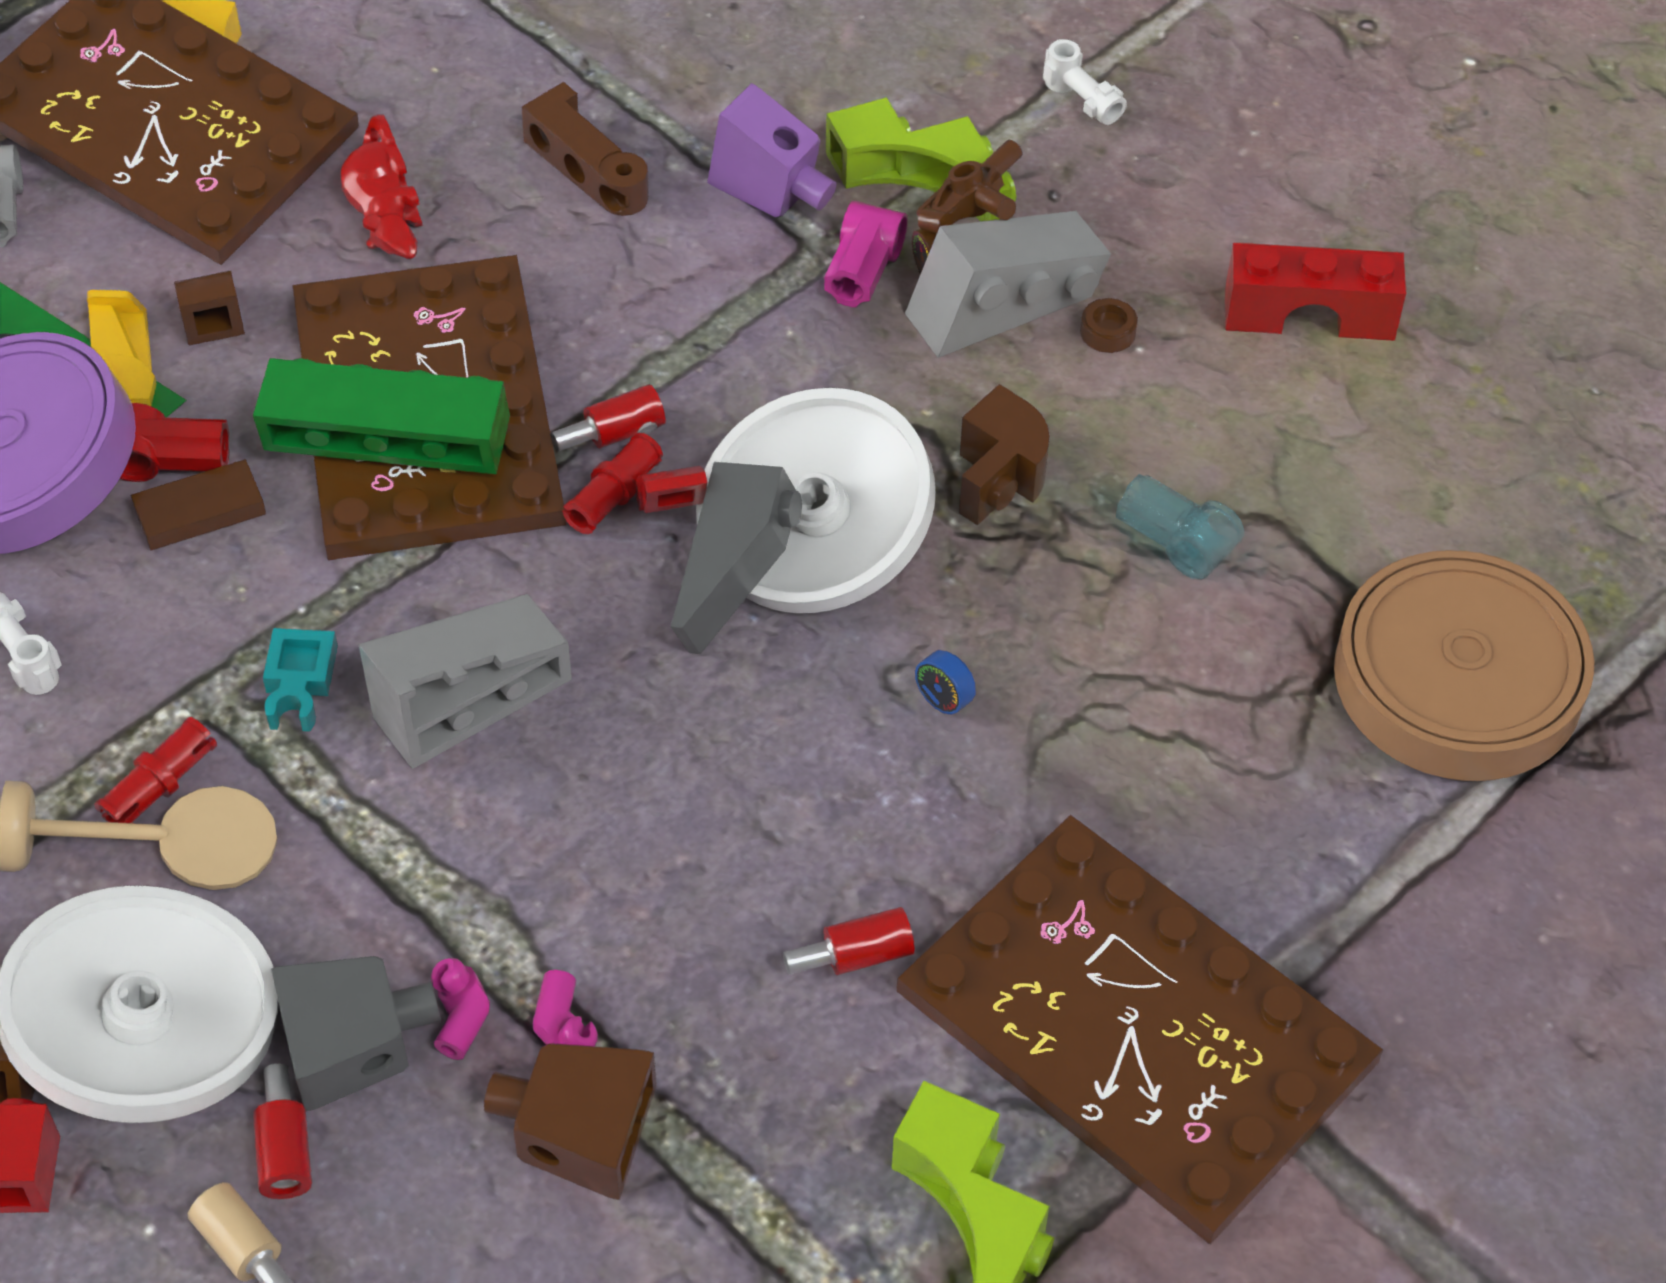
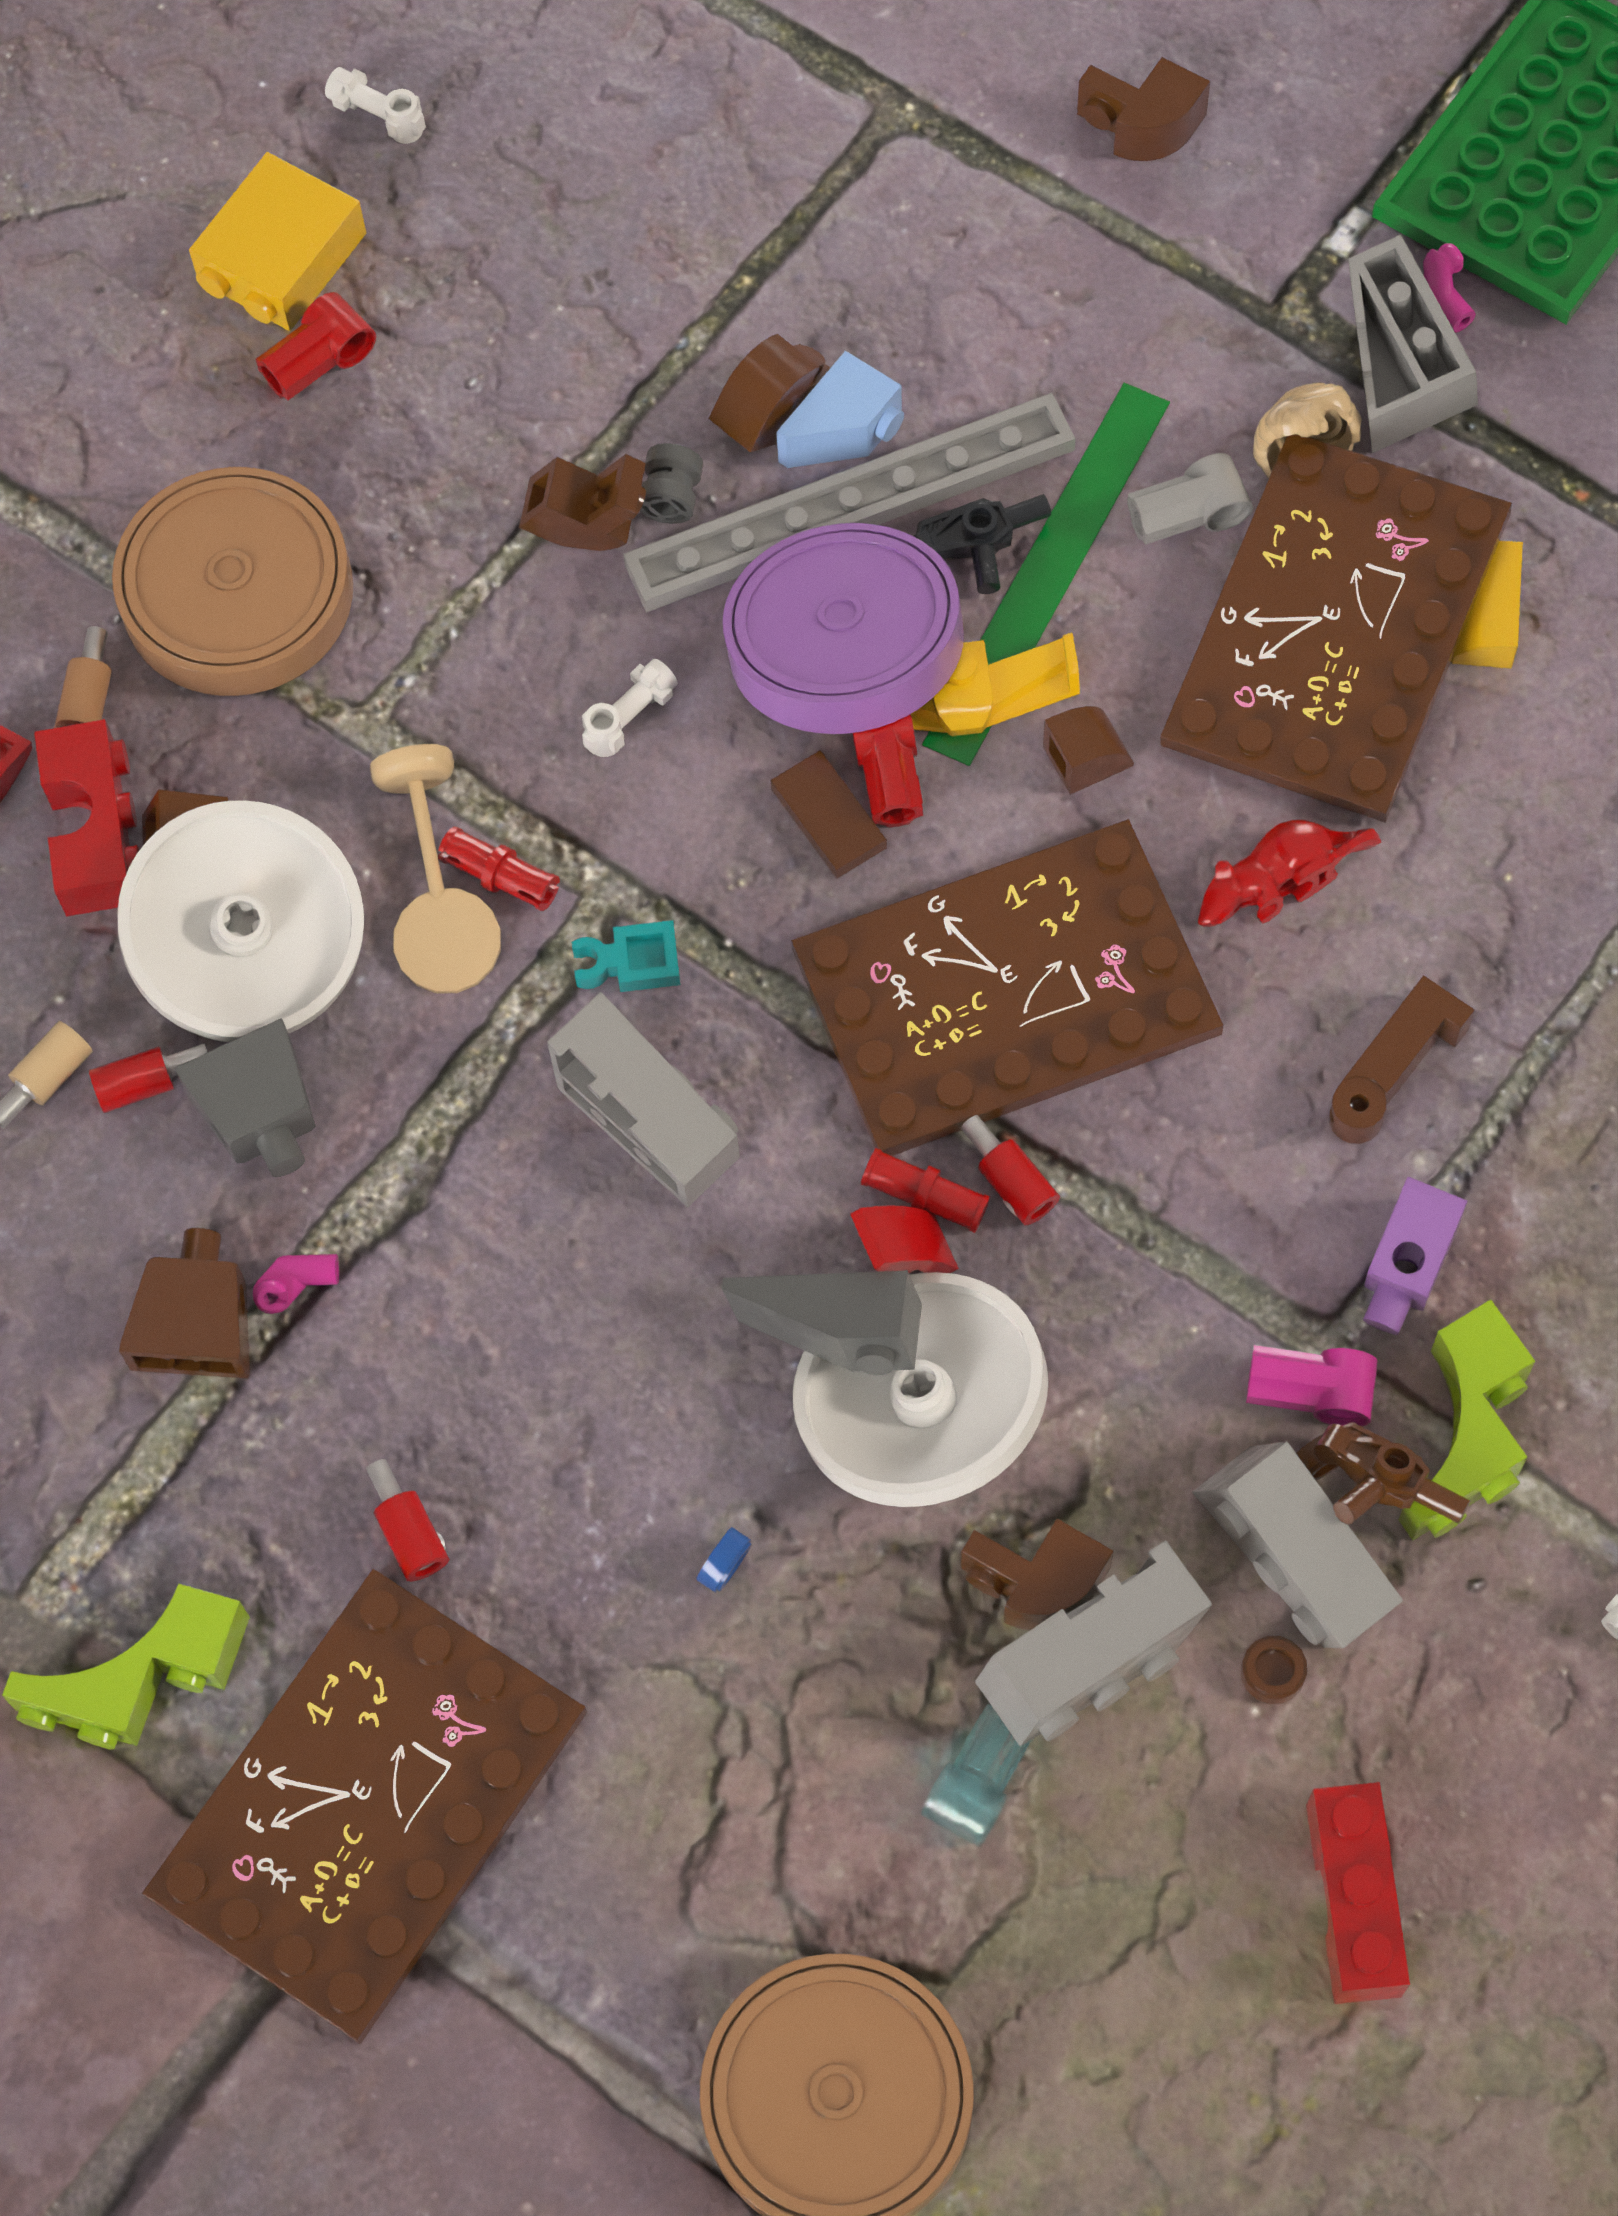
camera: 85 degrees right, 15 degrees up
(382, 415) = (933, 947): green brick -> none
(464, 1003) = (299, 1195): dark pink arm -> none
(1088, 399) = (1095, 1649): none -> light grey wedge

